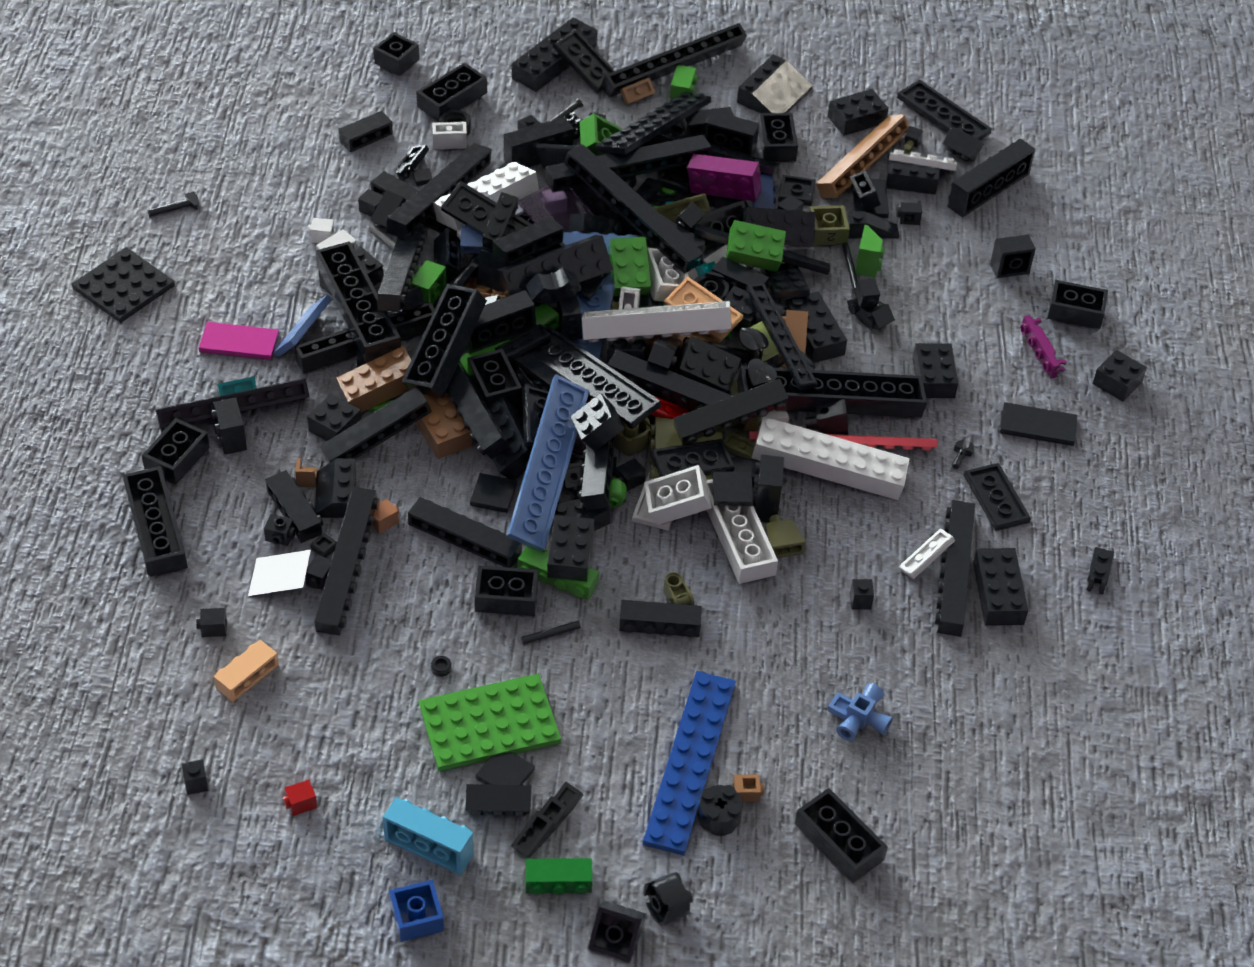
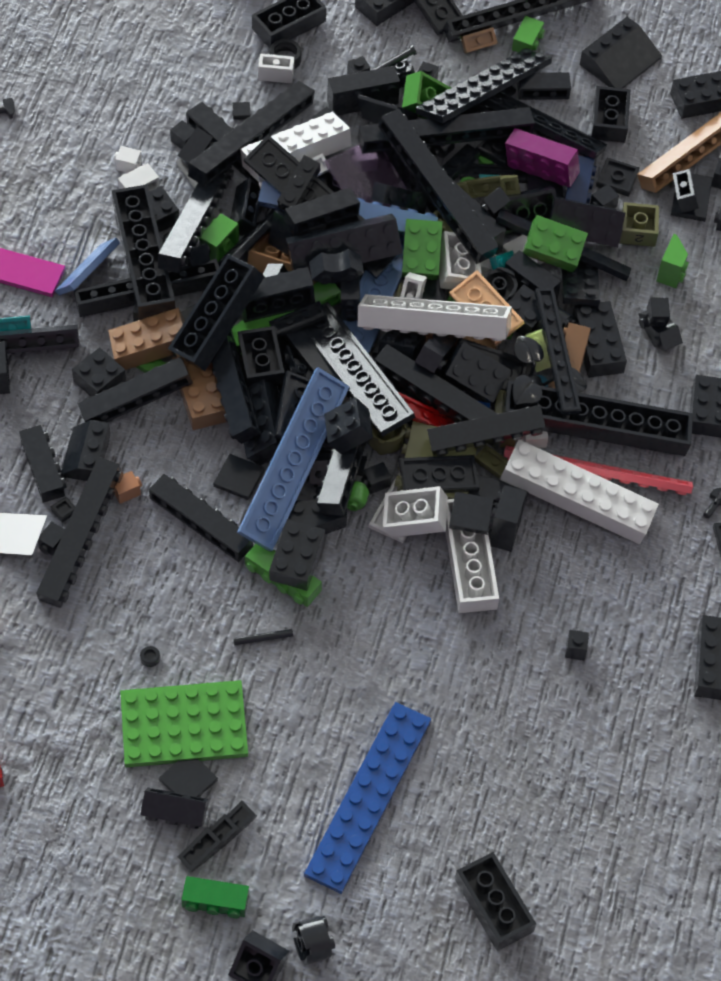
camera: 10 degrees right, 10 degrees up
(279, 530) = (22, 488): black brick -> none
(305, 475) = (59, 430): medium nougat panel -> none
(365, 131) = (194, 51): black brick -> none
(411, 161) = (232, 92): black hinge -> none
(416, 910) = (73, 911): blue brick -> none
(428, 835) = (99, 836): medium azure brick -> none
(506, 590) = (227, 587): black brick -> none
(660, 618) = (372, 640): black brick -> none
(676, 590) = (395, 617): olive piece -> none
(720, 809) = (393, 846): black brick -> none
(732, 132) = (563, 104): black brick -> none
(748, 787) = (414, 830): medium nougat brick -> none
(784, 537) = (512, 570): olive torso -> none
(829, 418) = (589, 446): black torso -> none
(850, 265) = (652, 271): black bar -> none
(859, 712) = (544, 773): medium blue brick -> none
(883, 228) = (686, 229): black slope -> none
(926, 553) = (652, 611): white tile -> none
(955, 569) = (677, 634): black brick -> none

